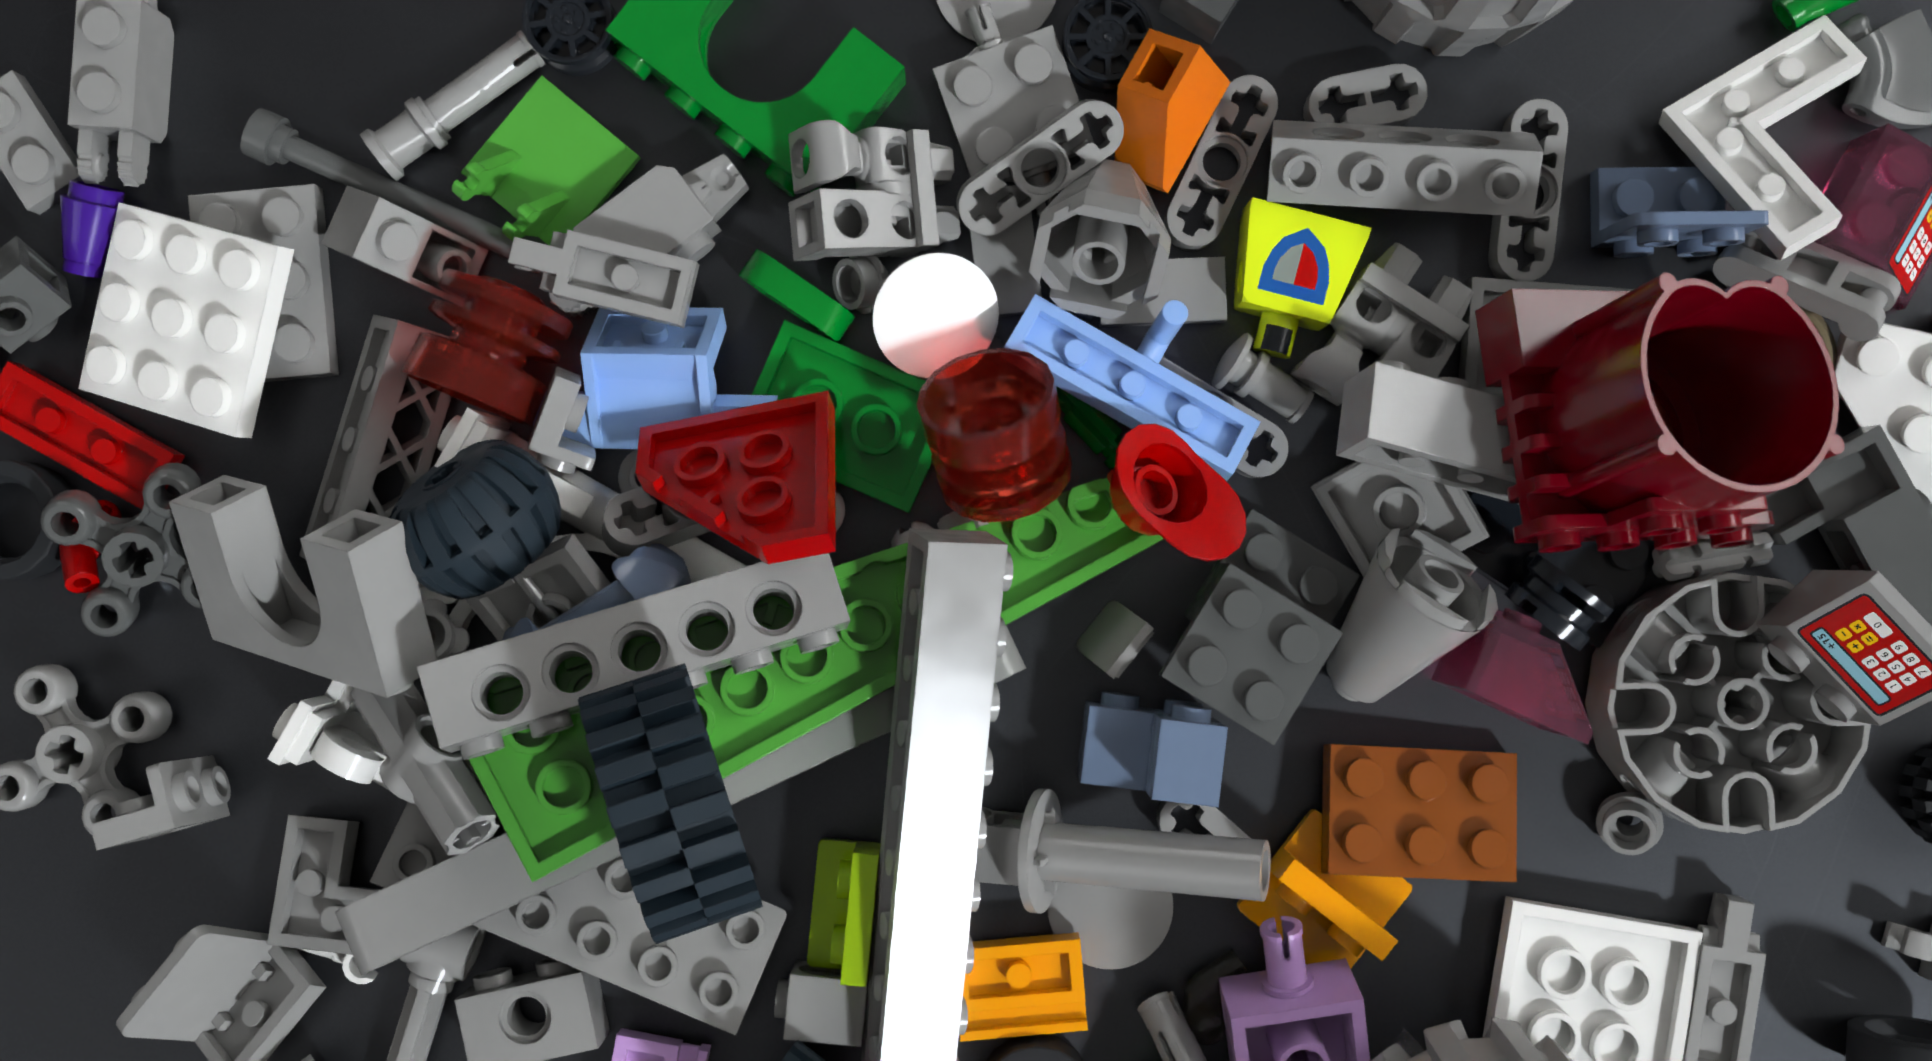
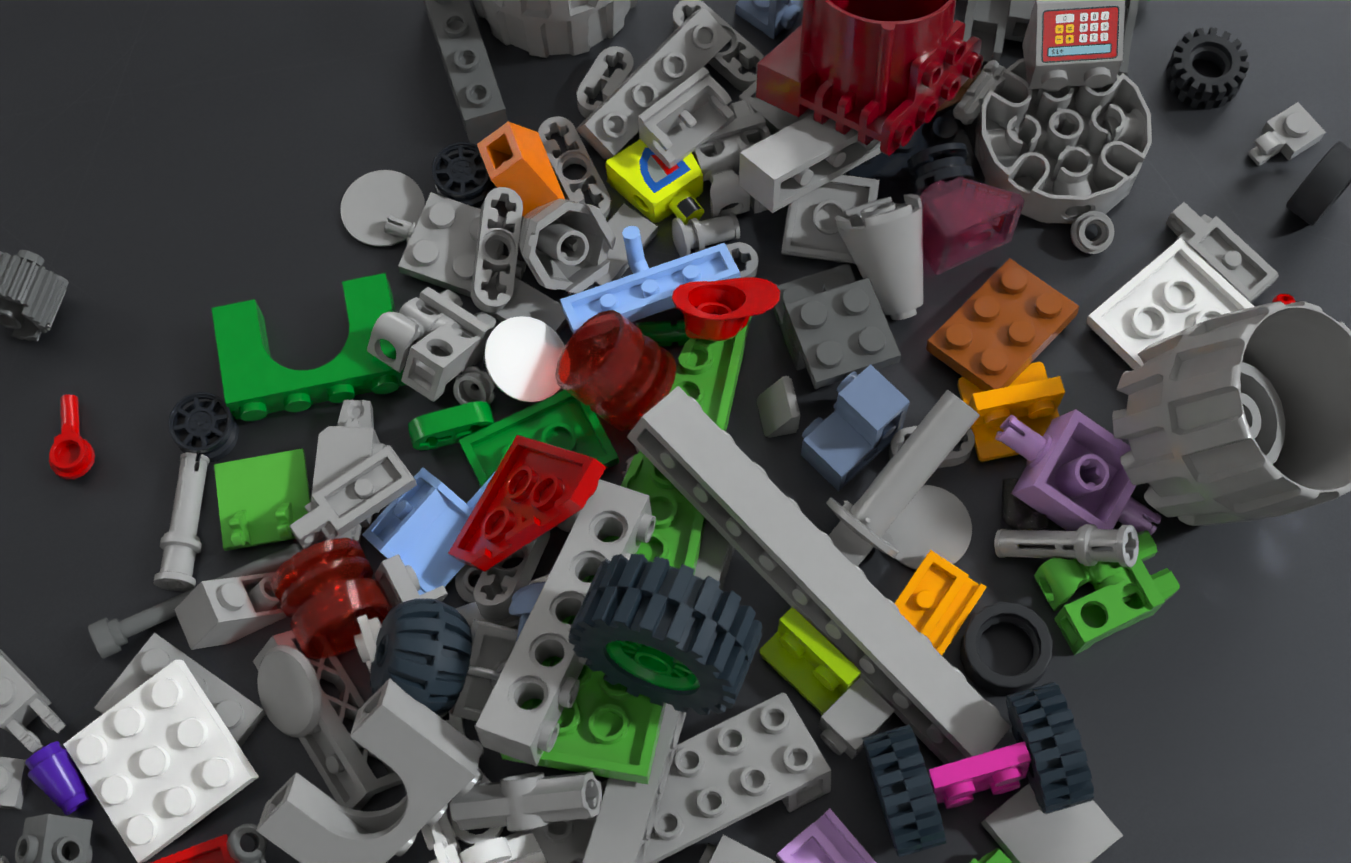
camera: 45 degrees left, 20 degrees down
(363, 388) = (289, 691): none -> light grey piece
(1380, 249) = (685, 118): none -> light grey hinge

